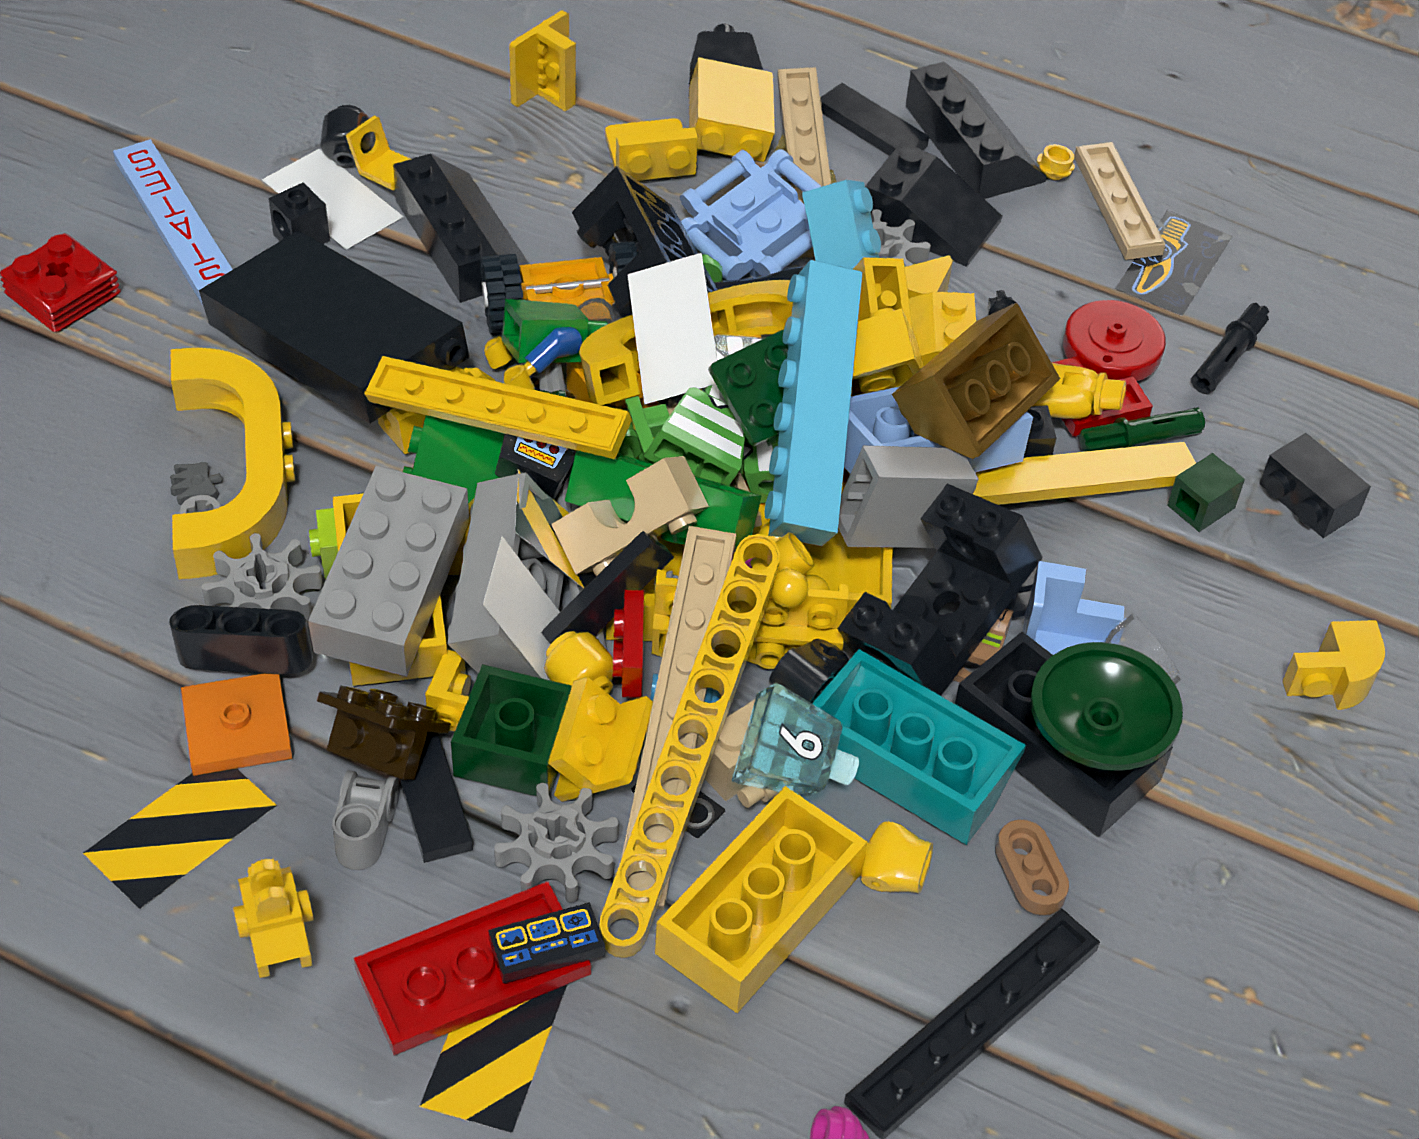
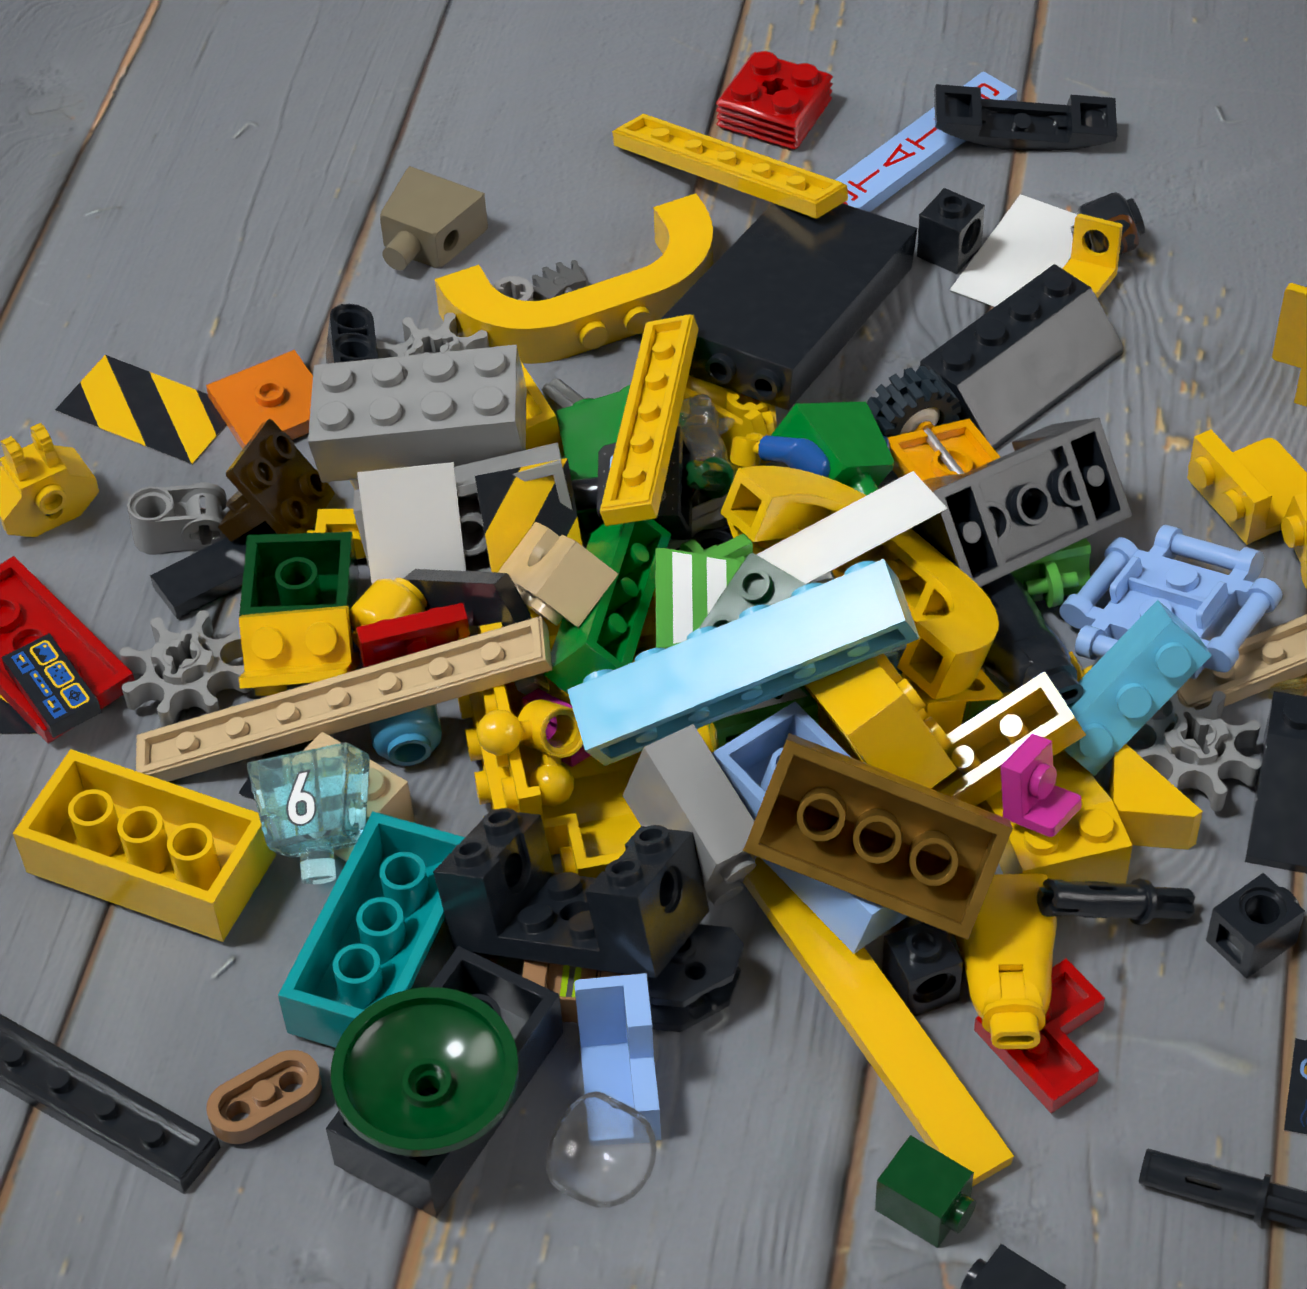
camera: 80 degrees right, 0 degrees up
(65, 549) = (430, 220): none -> dark tan torso
(140, 323) = (731, 165): none -> yellow tile
(198, 140) = (1024, 125): none -> black slope
(687, 763) = (298, 709): yellow beam -> none
(809, 668) = (434, 800): black piece -> none
(896, 860) = (240, 960): yellow piece -> none
(936, 310) = (1031, 792): none -> dark pink bracket
(1035, 269) = (1250, 944): none -> black brick
(1115, 339) = (1162, 1040): wheel -> none
(1144, 430) = (1017, 1109): dark green axle -> none

